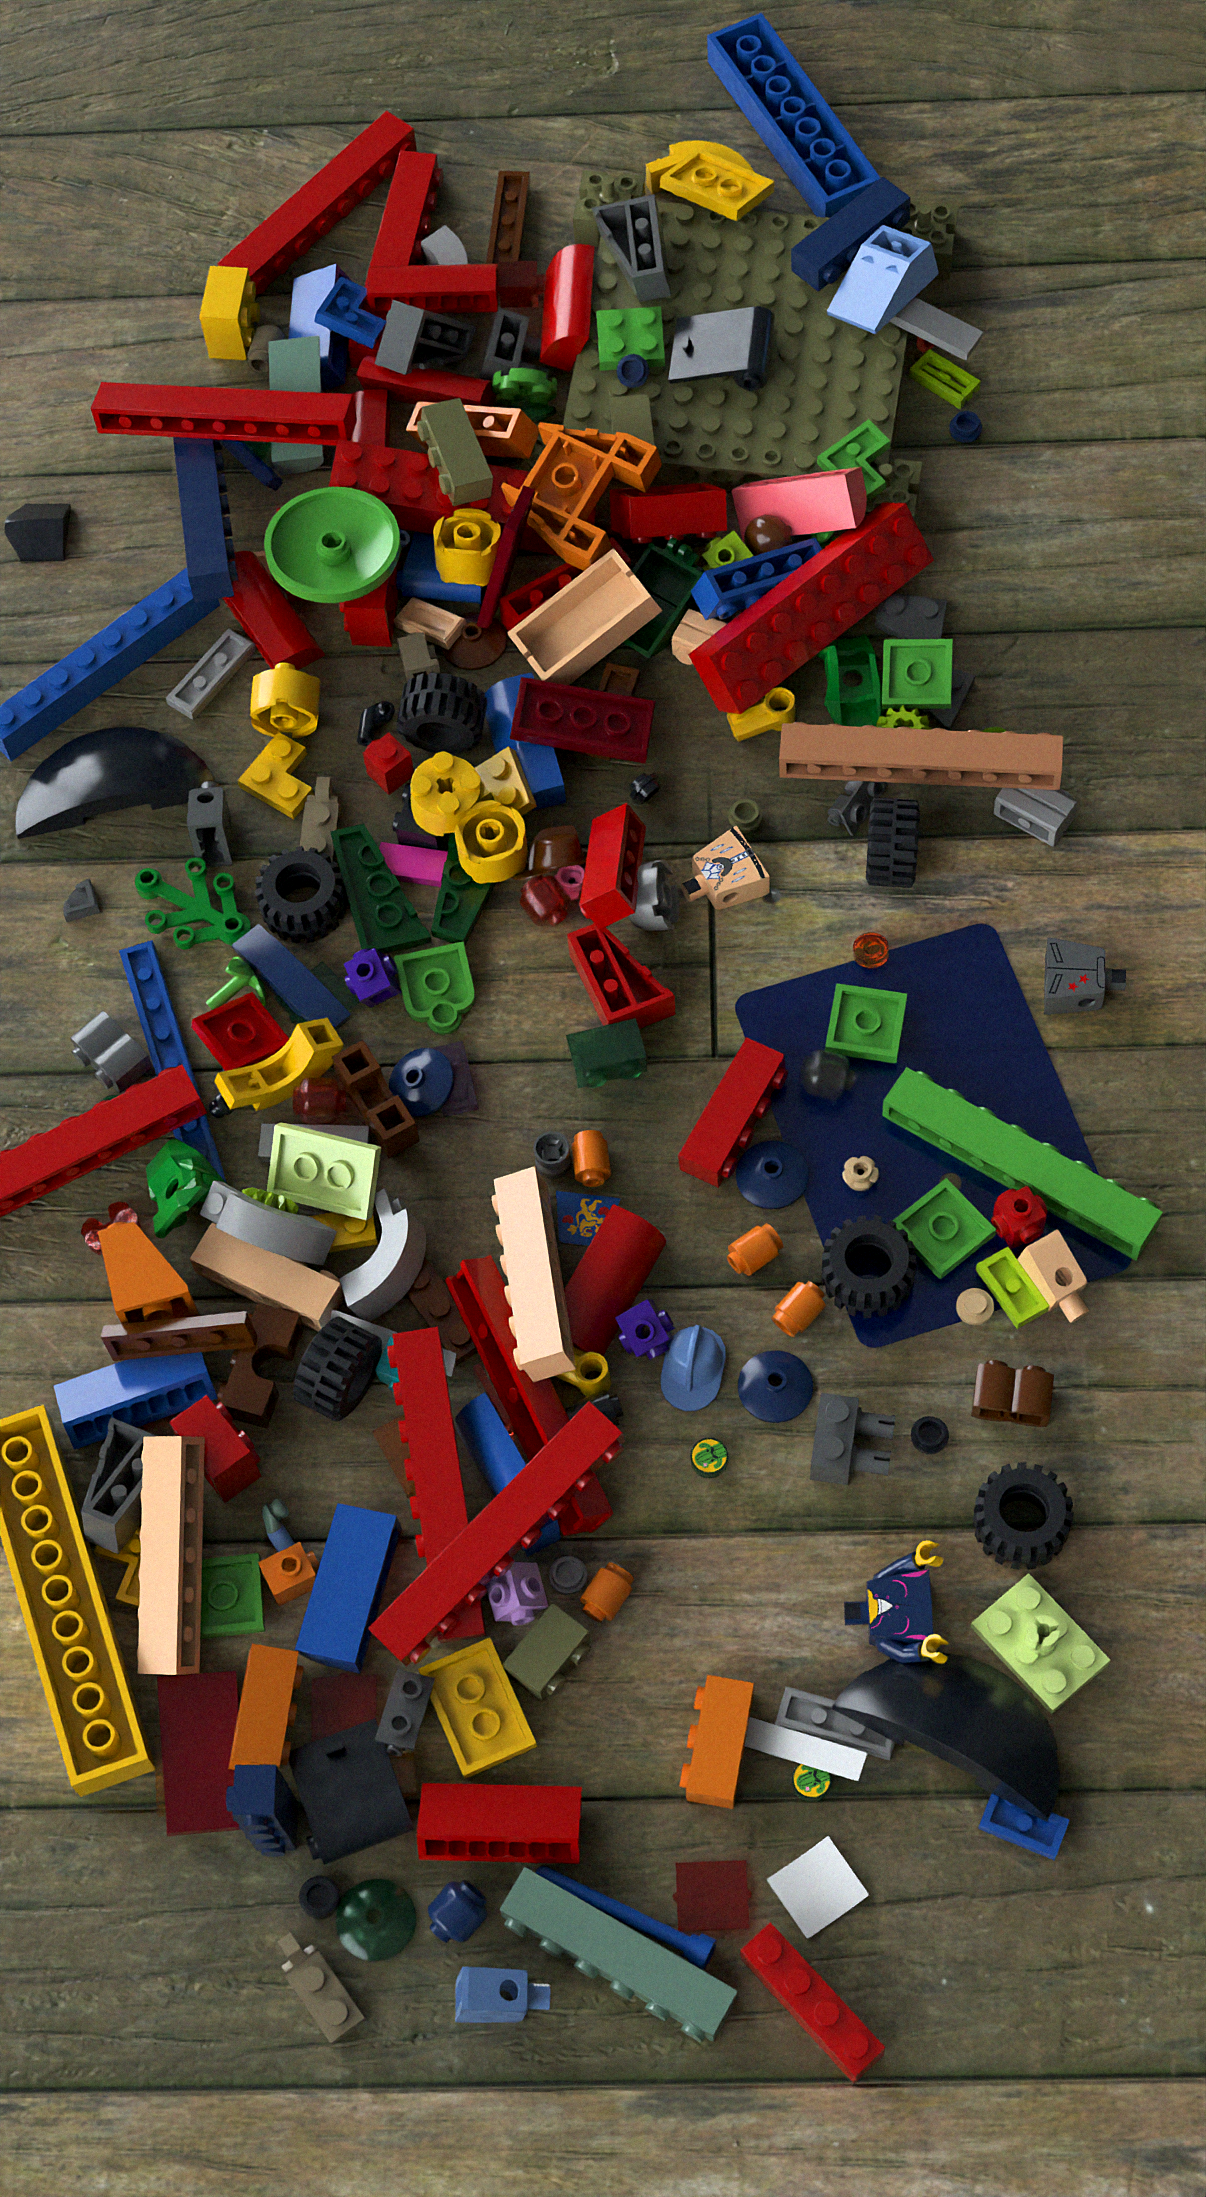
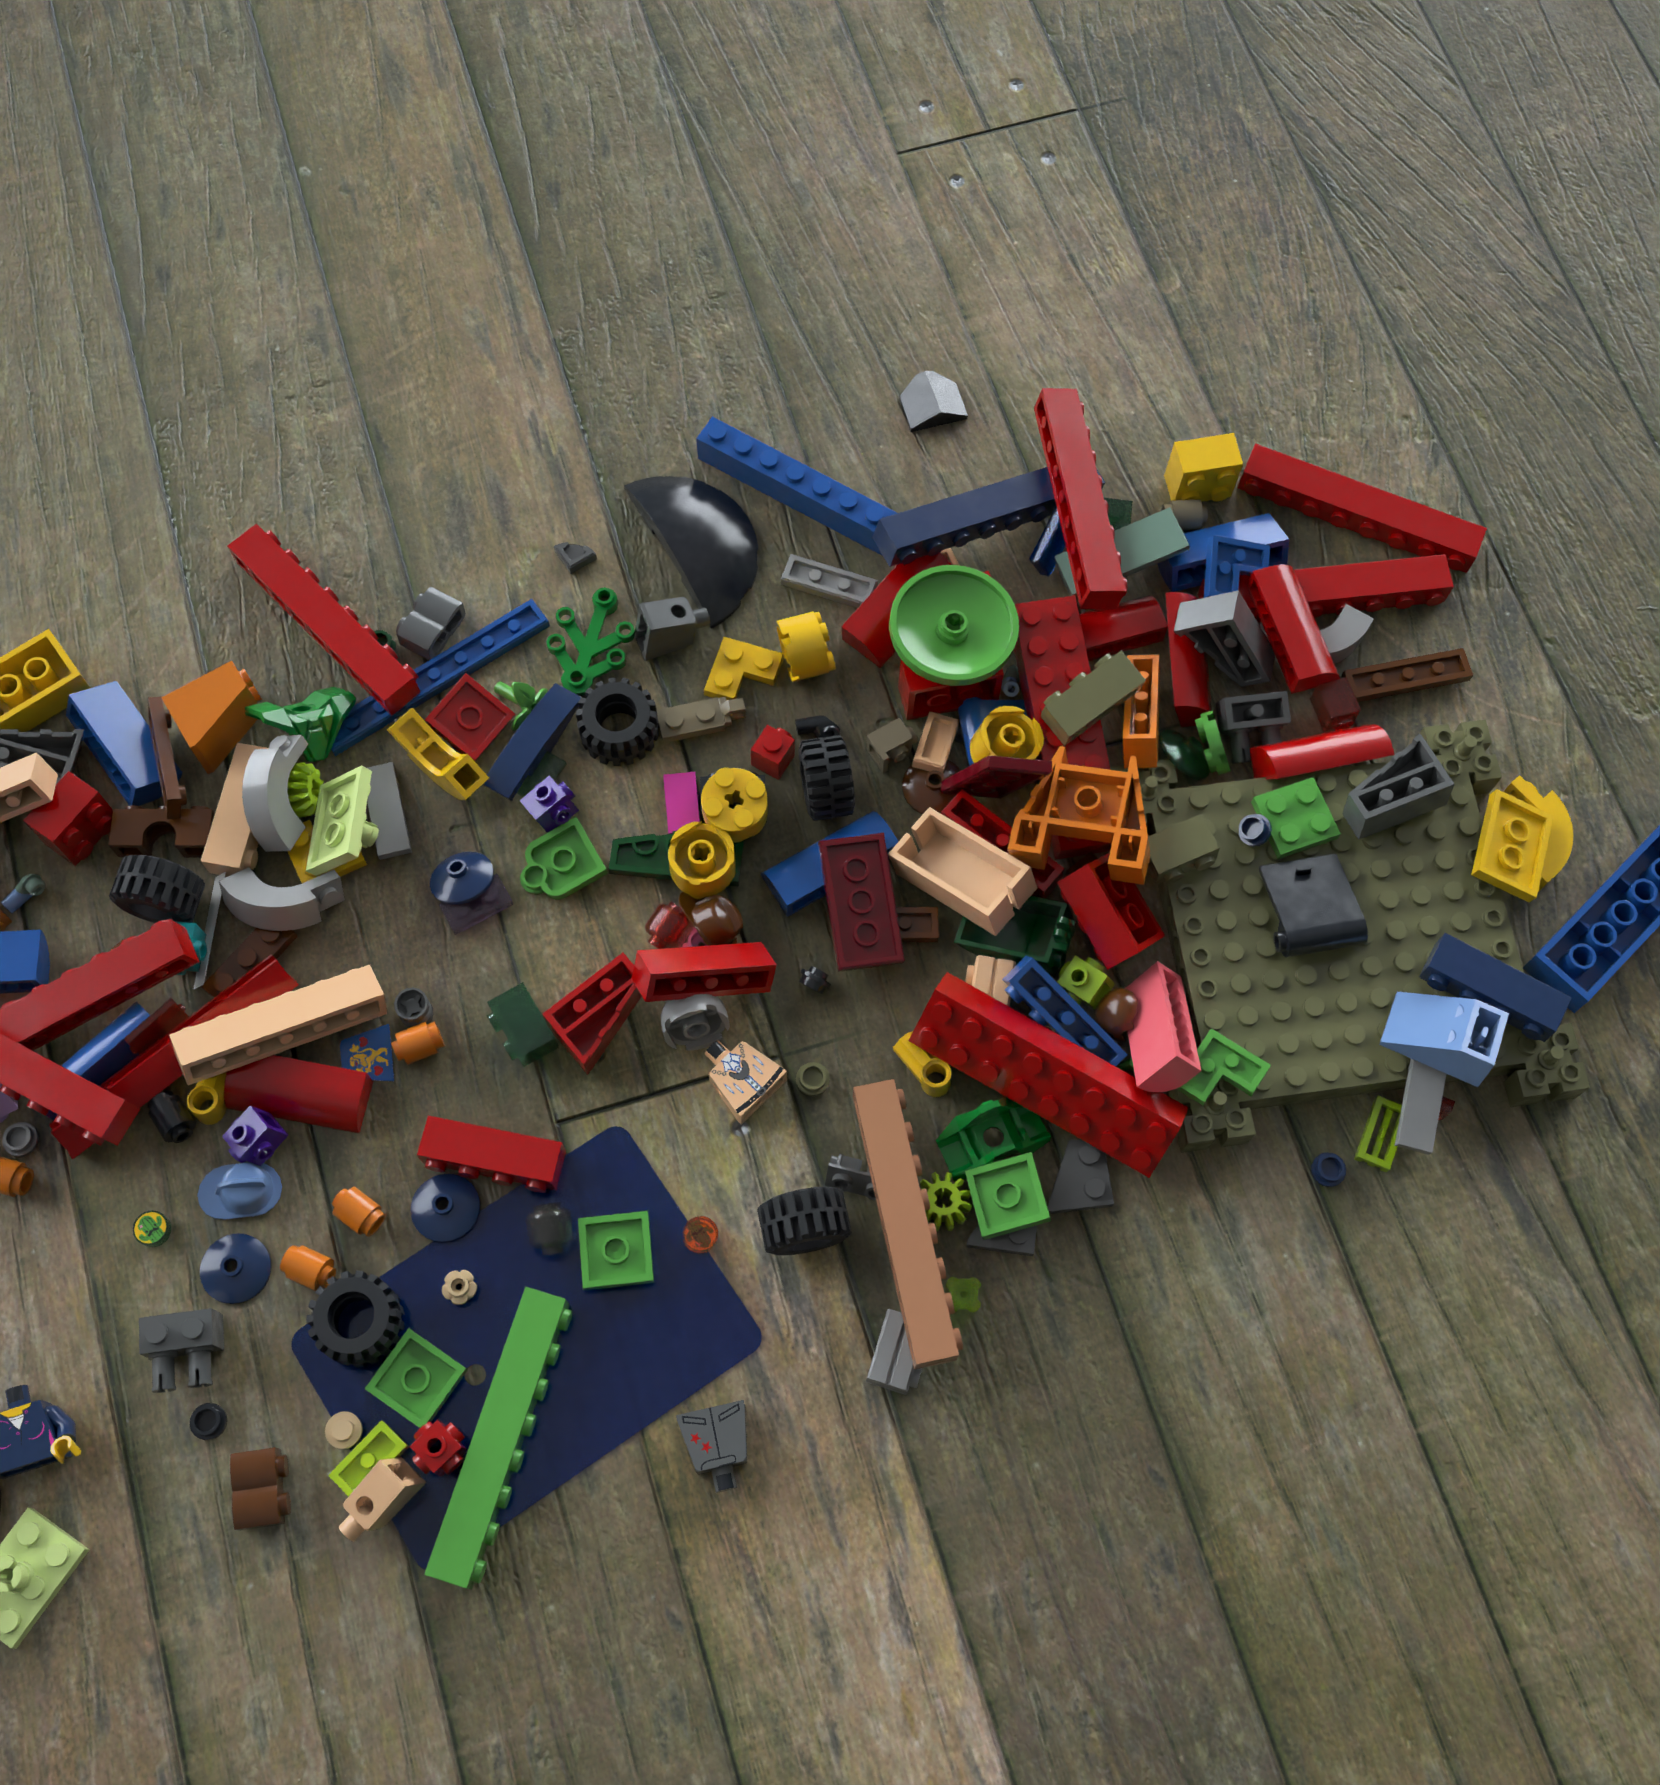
camera: 65 degrees right, 5 degrees up
(118, 1213) = (264, 673): clear red piece -> none
(318, 1100) = (422, 799): clear red head -> none
(371, 1095) = (446, 831): reddish brown arch -> none
(375, 898) = (633, 785): dark green wing -> none
(505, 781) = (779, 851): yellow plate -> none
(1027, 1486) = (104, 1521): black tyre -> none

